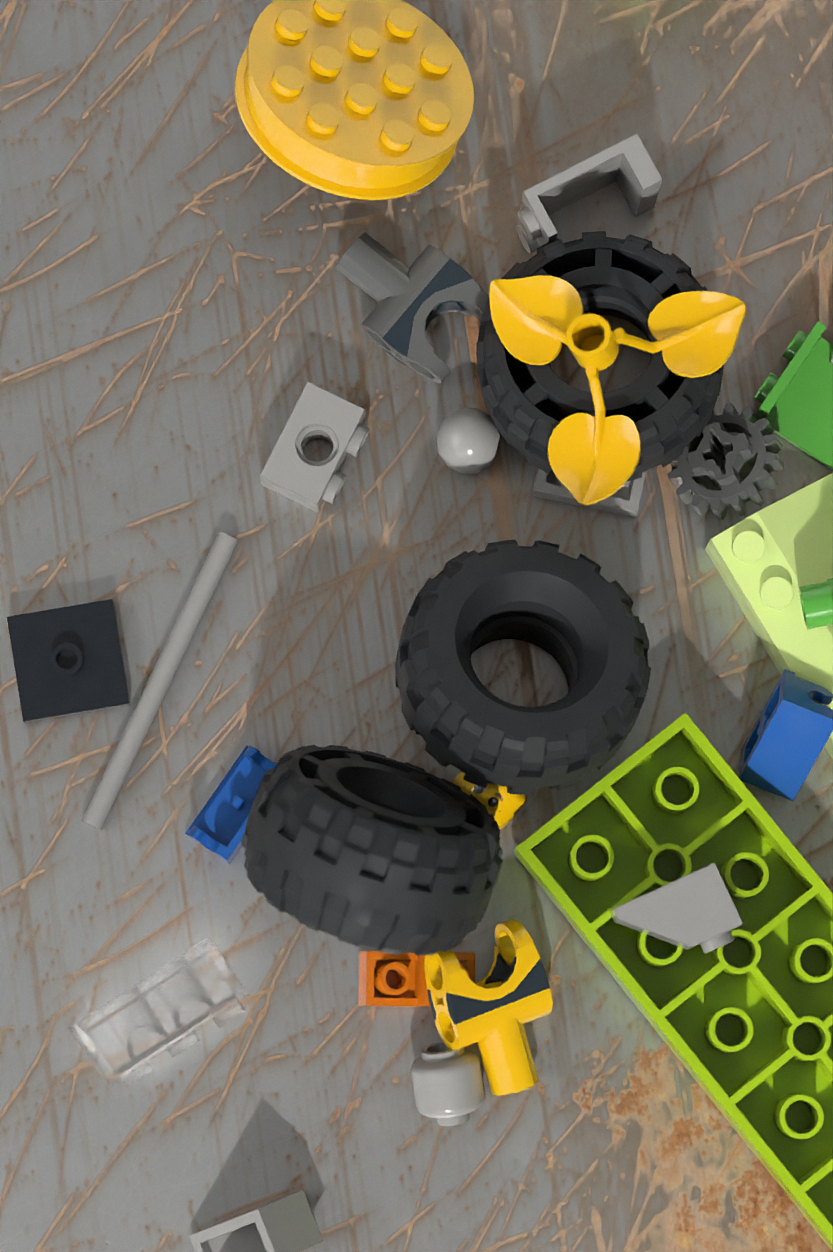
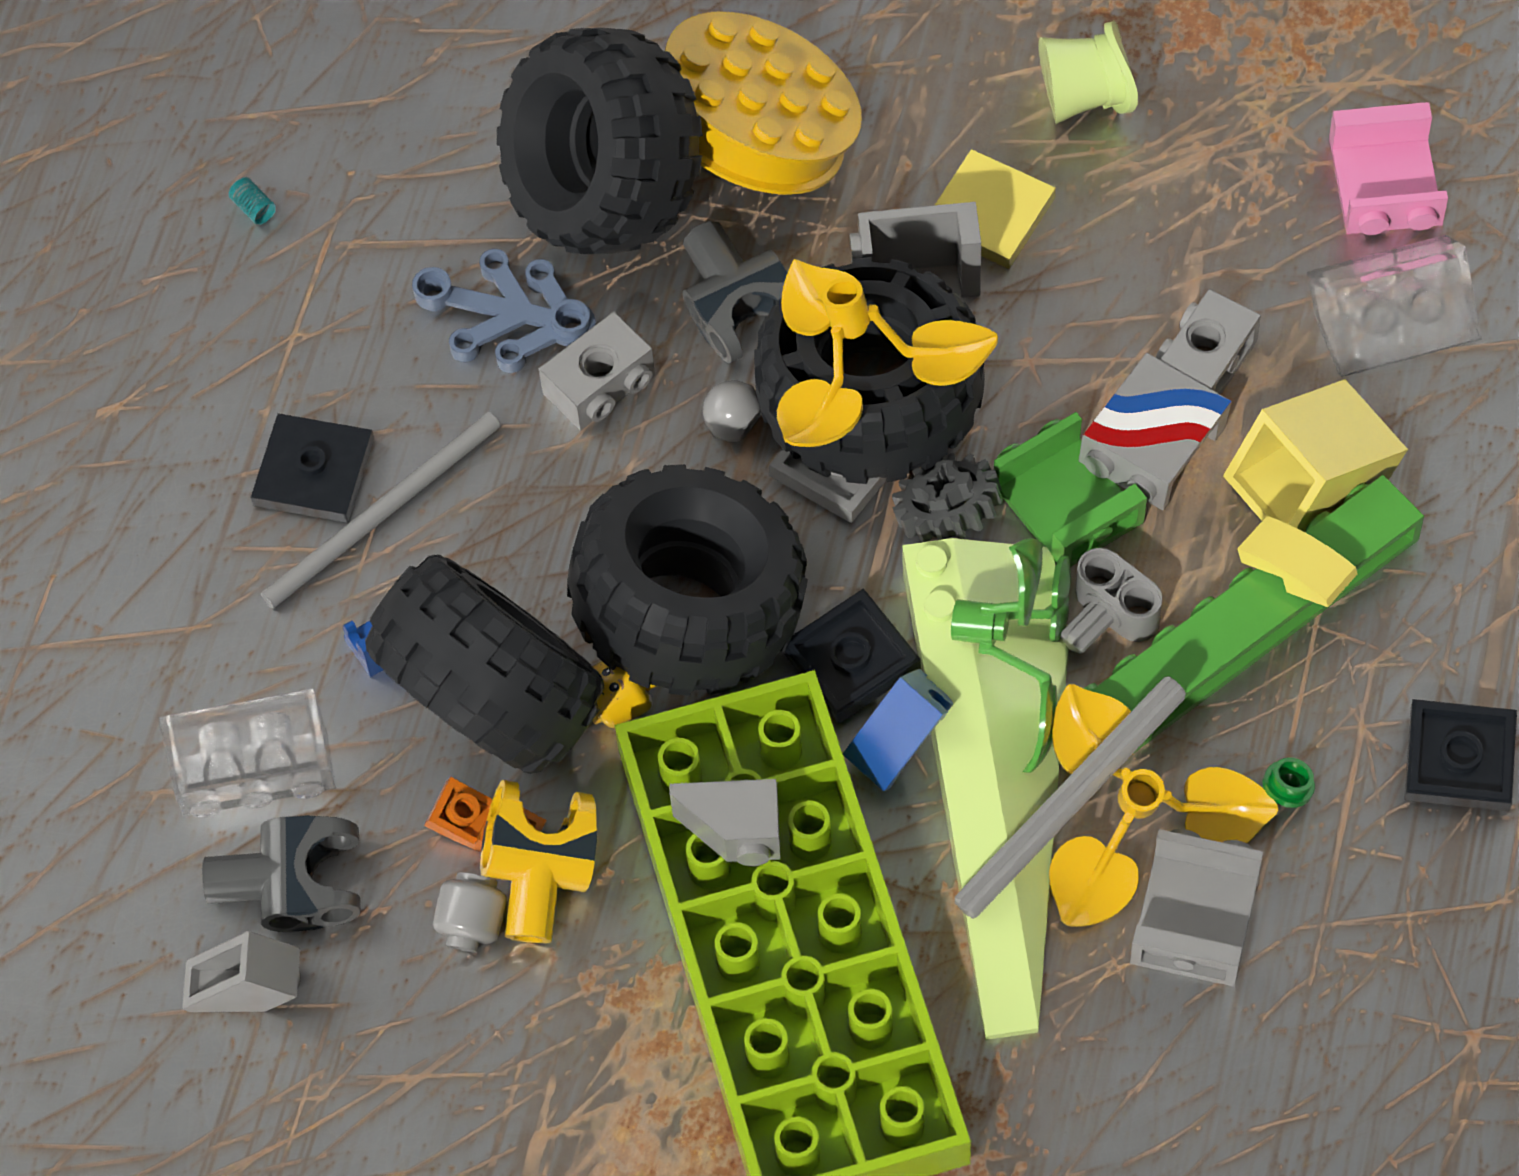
camera: 30 degrees right, 20 degrees down
(173, 220) = (599, 140): none -> black tyre
(192, 406) = (508, 312): none -> sand blue plant
(245, 1115) = (284, 874): none -> dark grey connector
(626, 97) = (1006, 204): none -> light yellow tile
(701, 663) = (853, 654): none -> black plate

